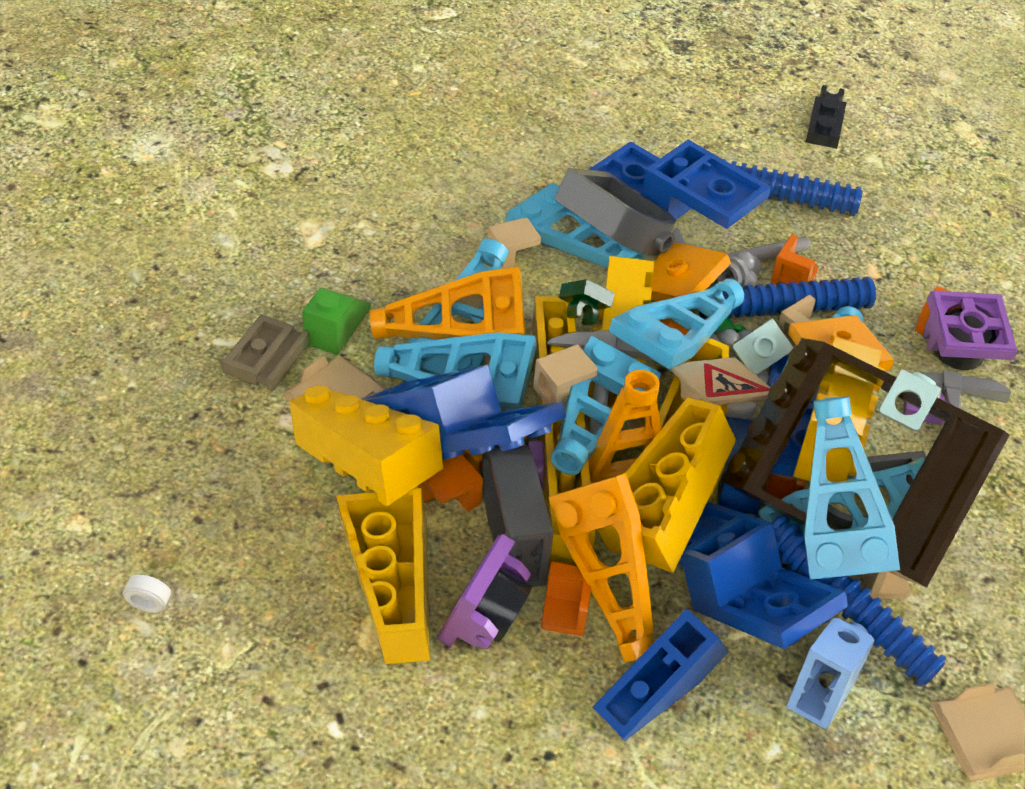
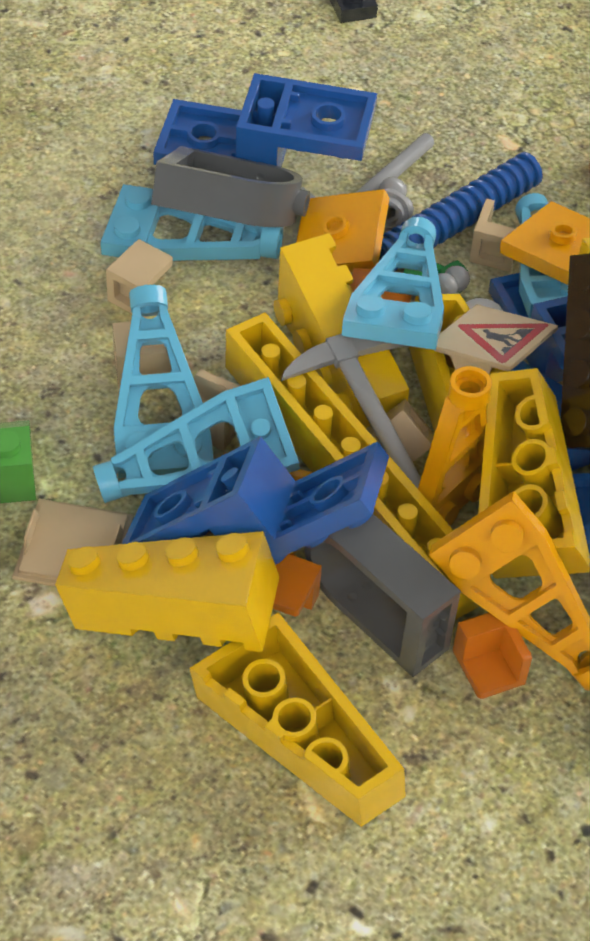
camera: 30 degrees left, 5 degrees up
(146, 593) = (53, 893): white tile -> none
(489, 599) = (437, 697): medium lavender piece -> none
(501, 302) = (202, 355): light orange plate -> none
(560, 371) = (336, 410): tan panel -> none
(585, 297) = (290, 310): dark green tile -> none
(611, 374) = (392, 379): medium azure plate -> none
(762, 347) = (483, 276): light aqua bracket -> none
(791, 266) = (438, 175): orange panel -> none
(807, 190) = (396, 78): blue piece -> none

